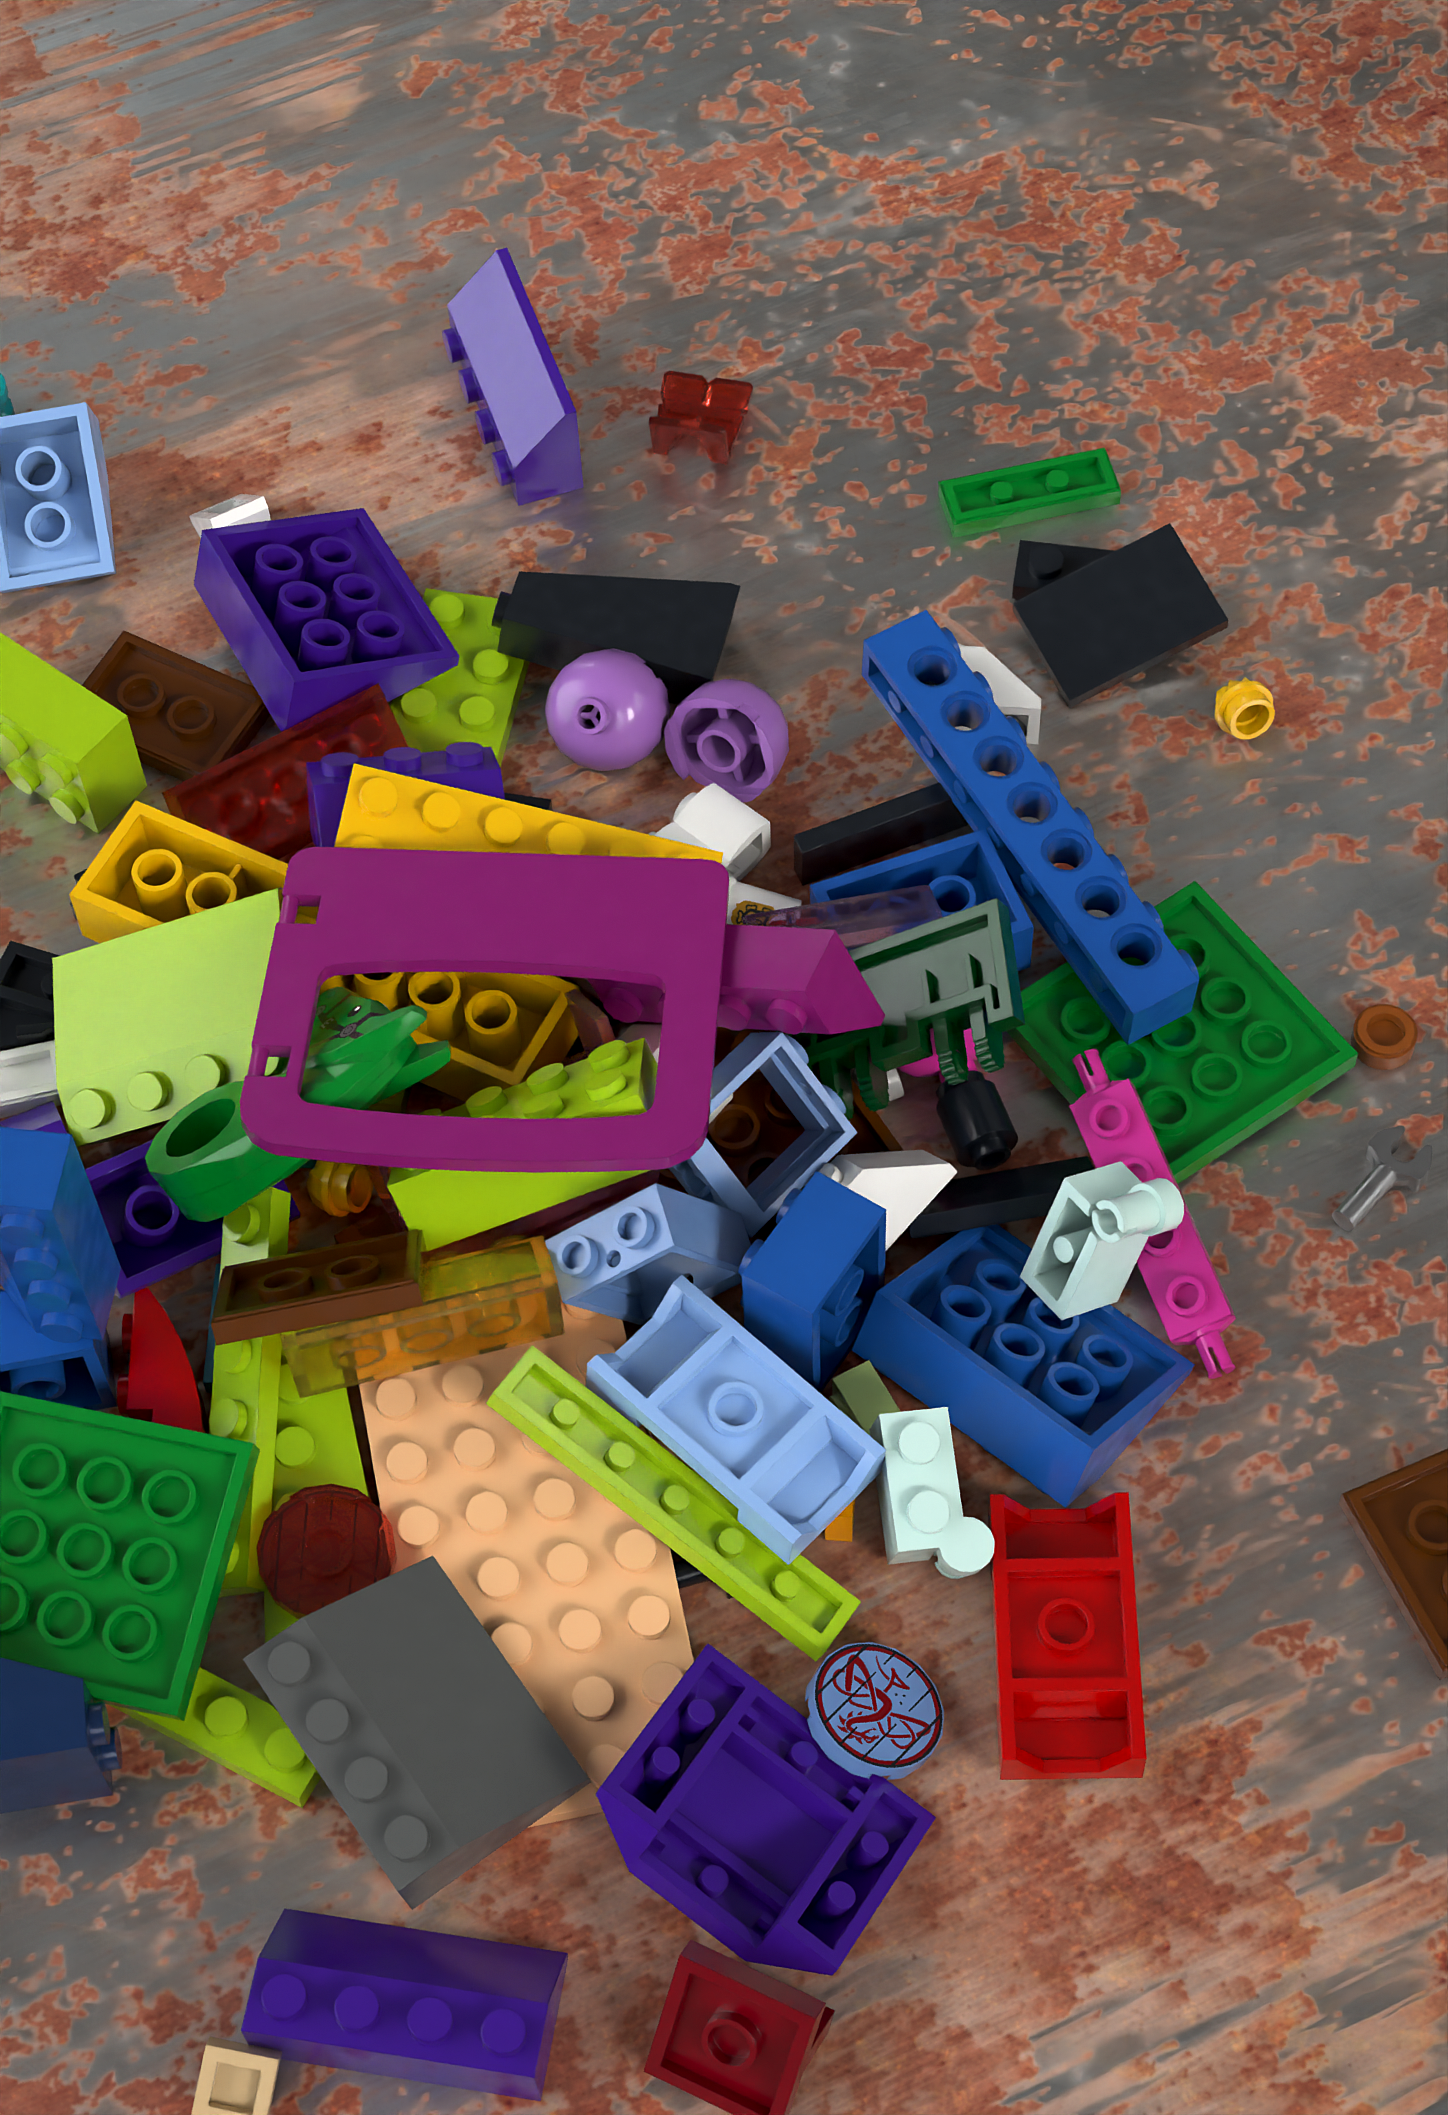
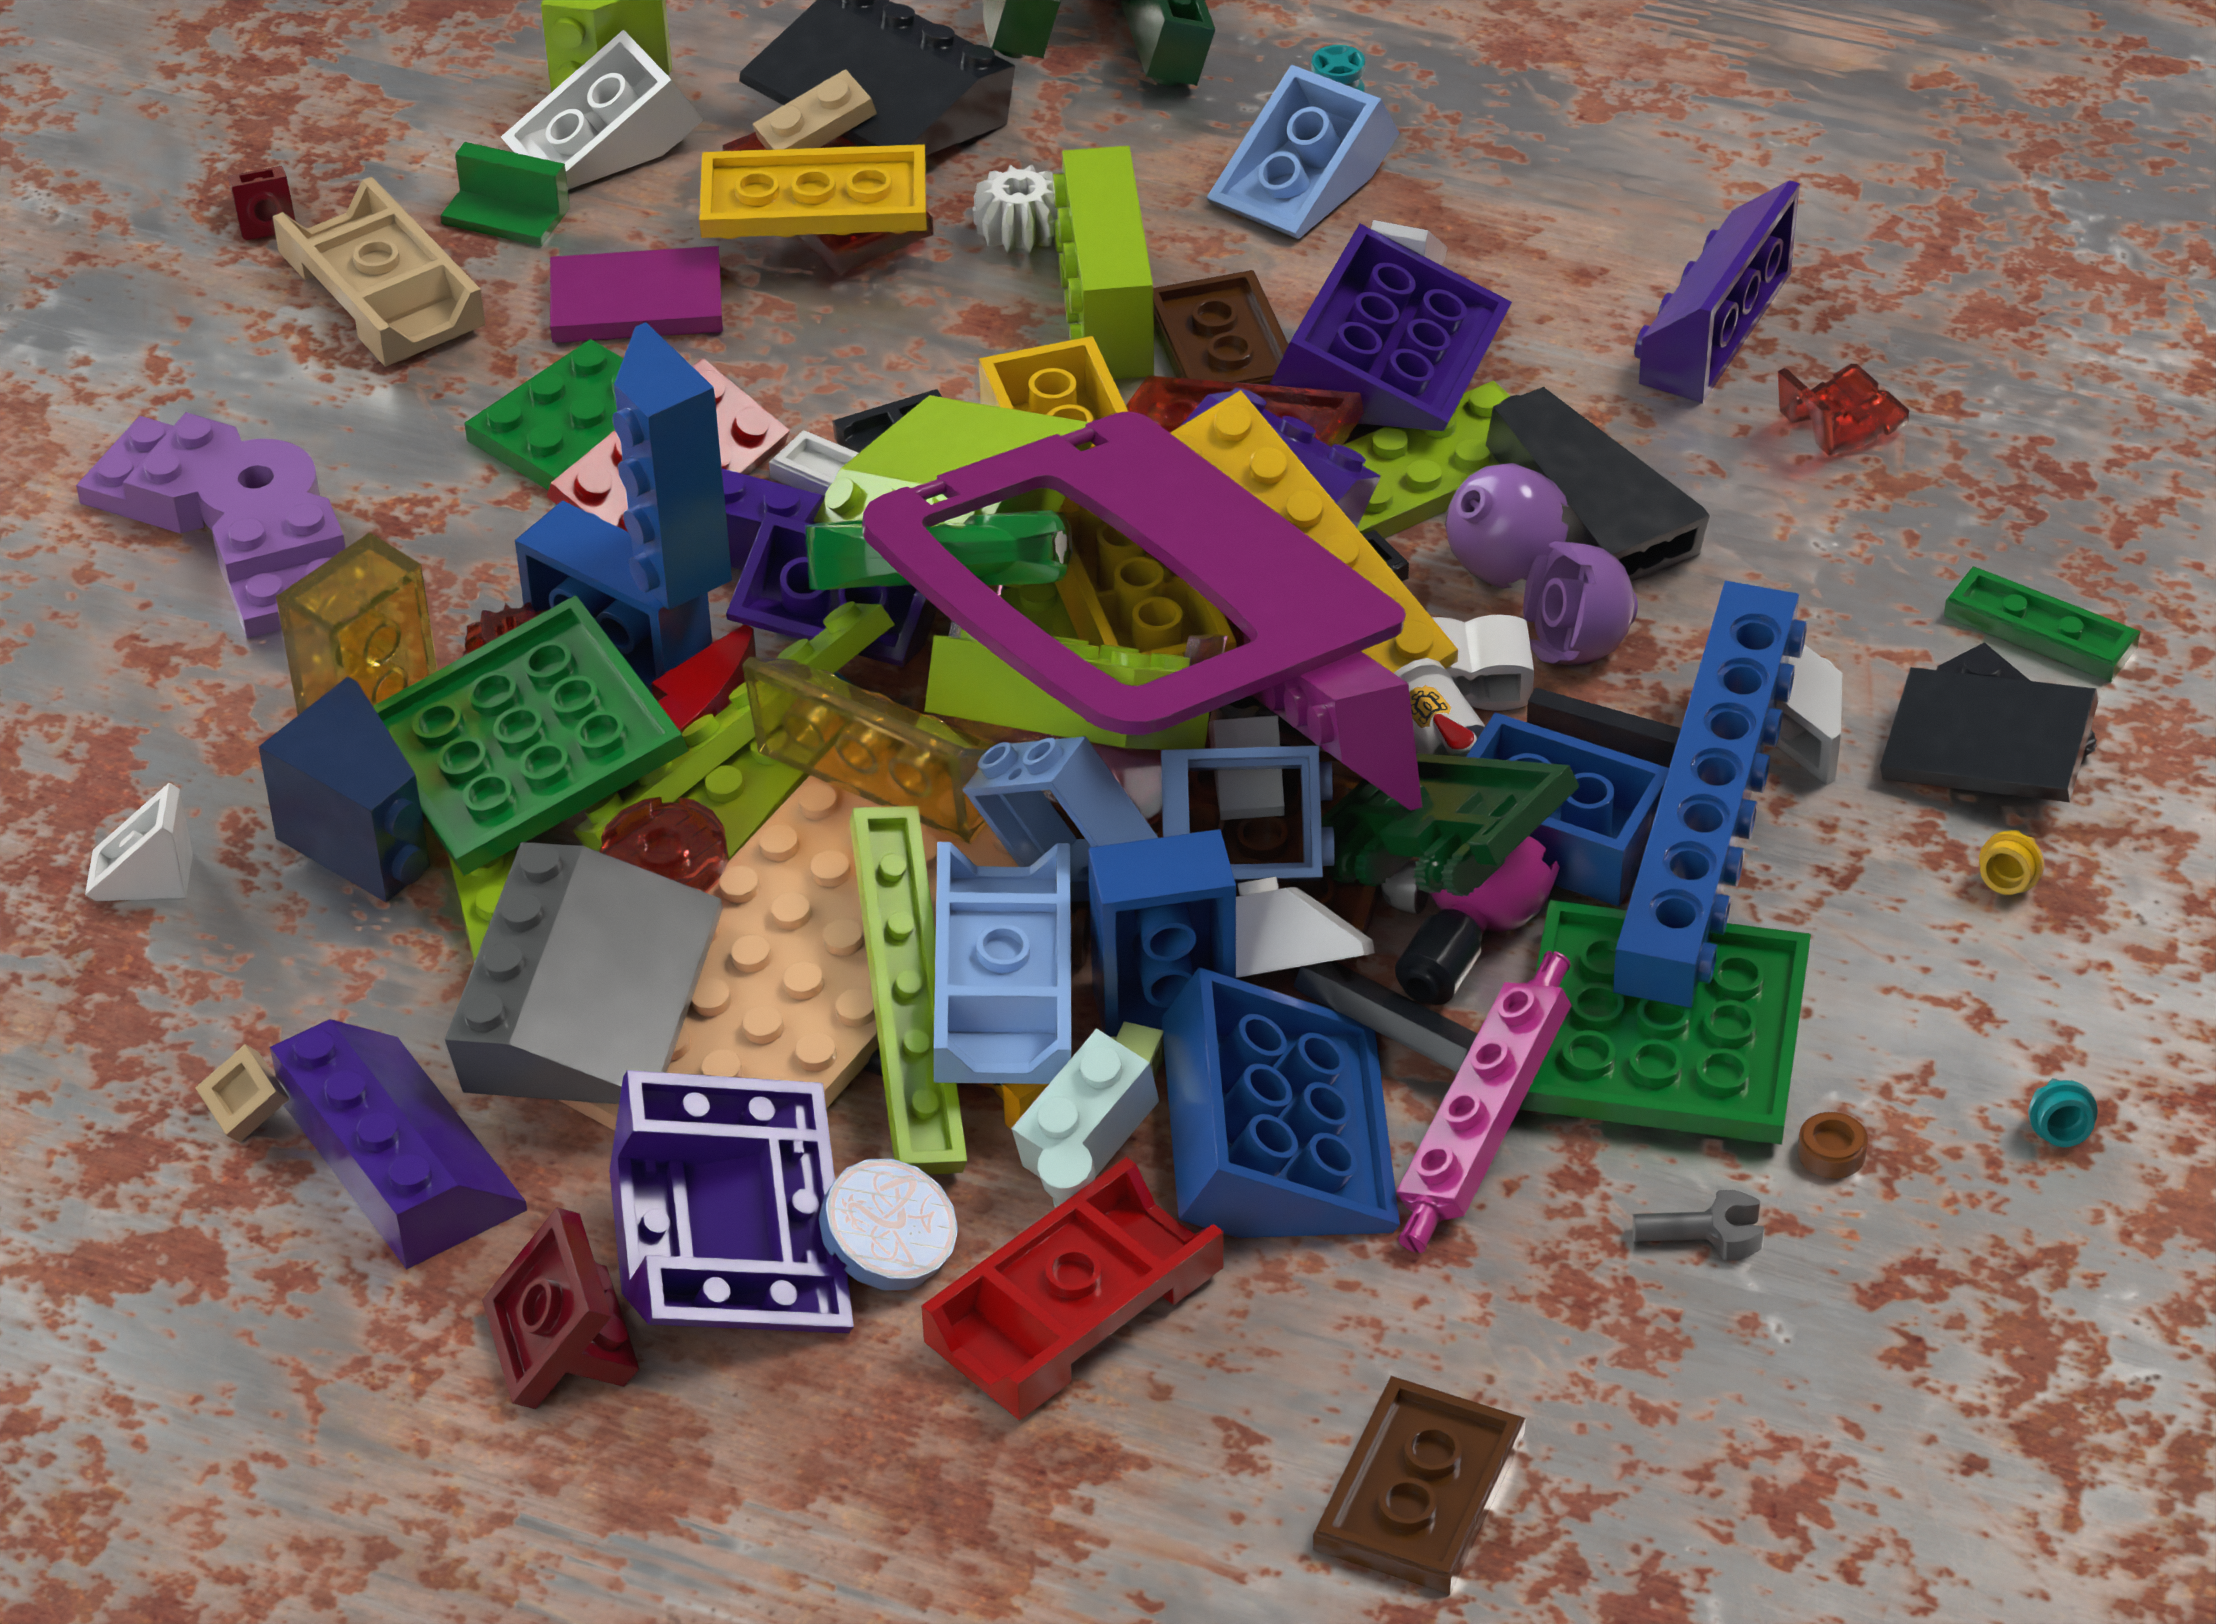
camera: 45 degrees right, 15 degrees down
(320, 1286) = (822, 662): reddish brown tile -> none
(858, 918) = (1452, 730): clear purple plate -> none
(1097, 1237) = (1404, 1065): light aqua hinge -> none

